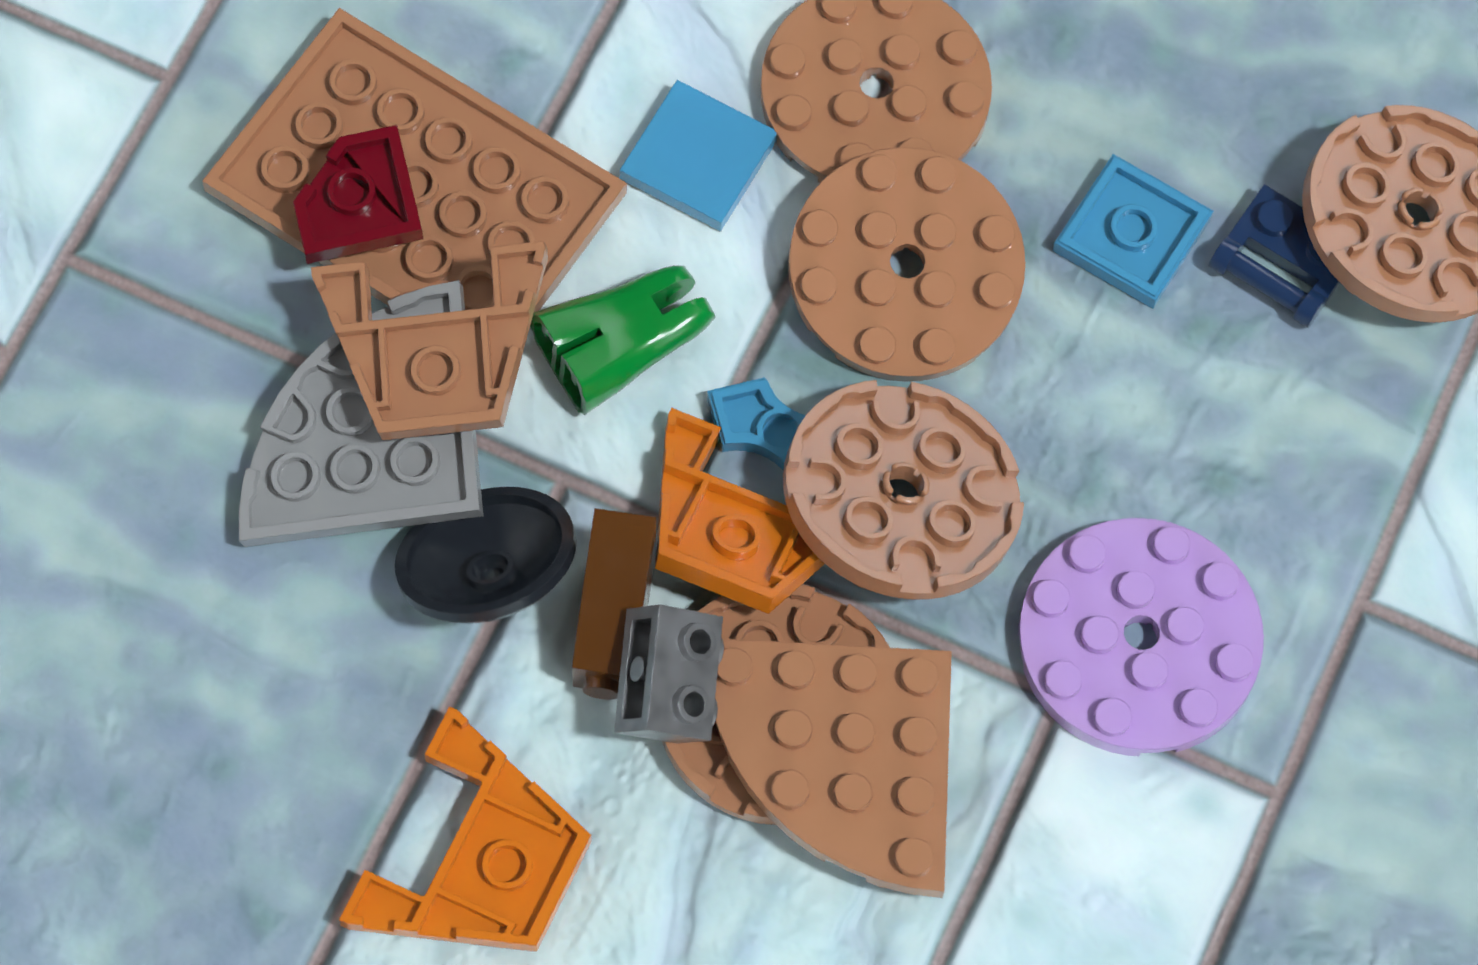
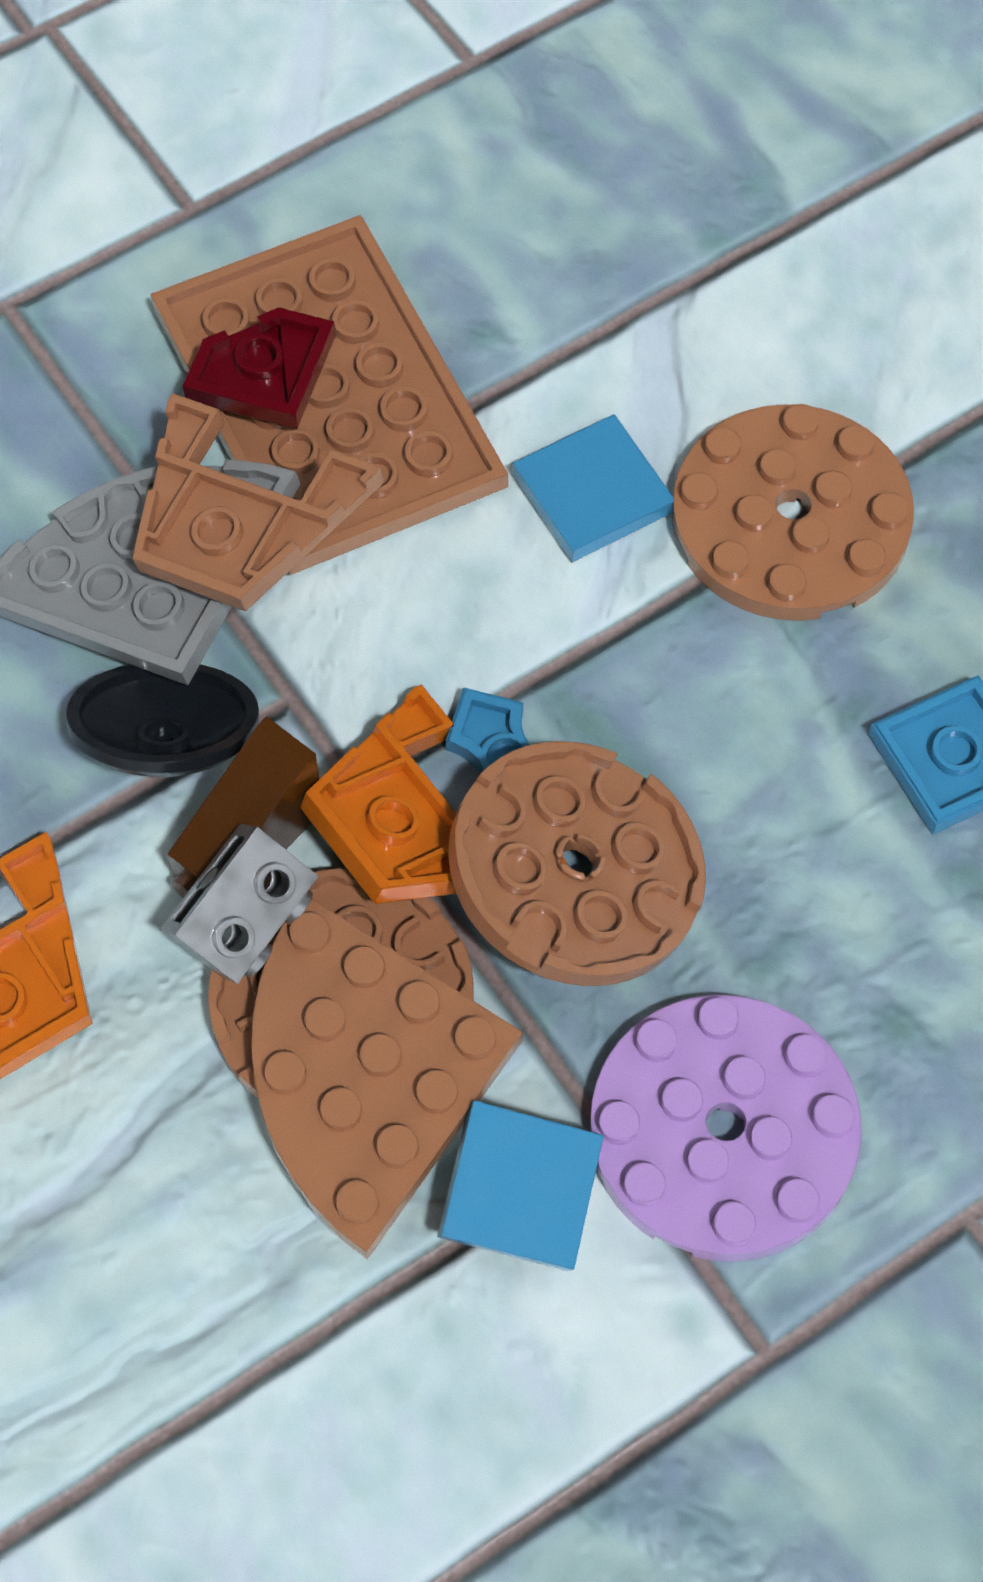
camera: 35 degrees right, 5 degrees down
(618, 333) = (421, 596): green piece -> none
(892, 322) = (729, 731): nougat plate -> none
(1021, 773) = (520, 1186): none -> dark azure tile

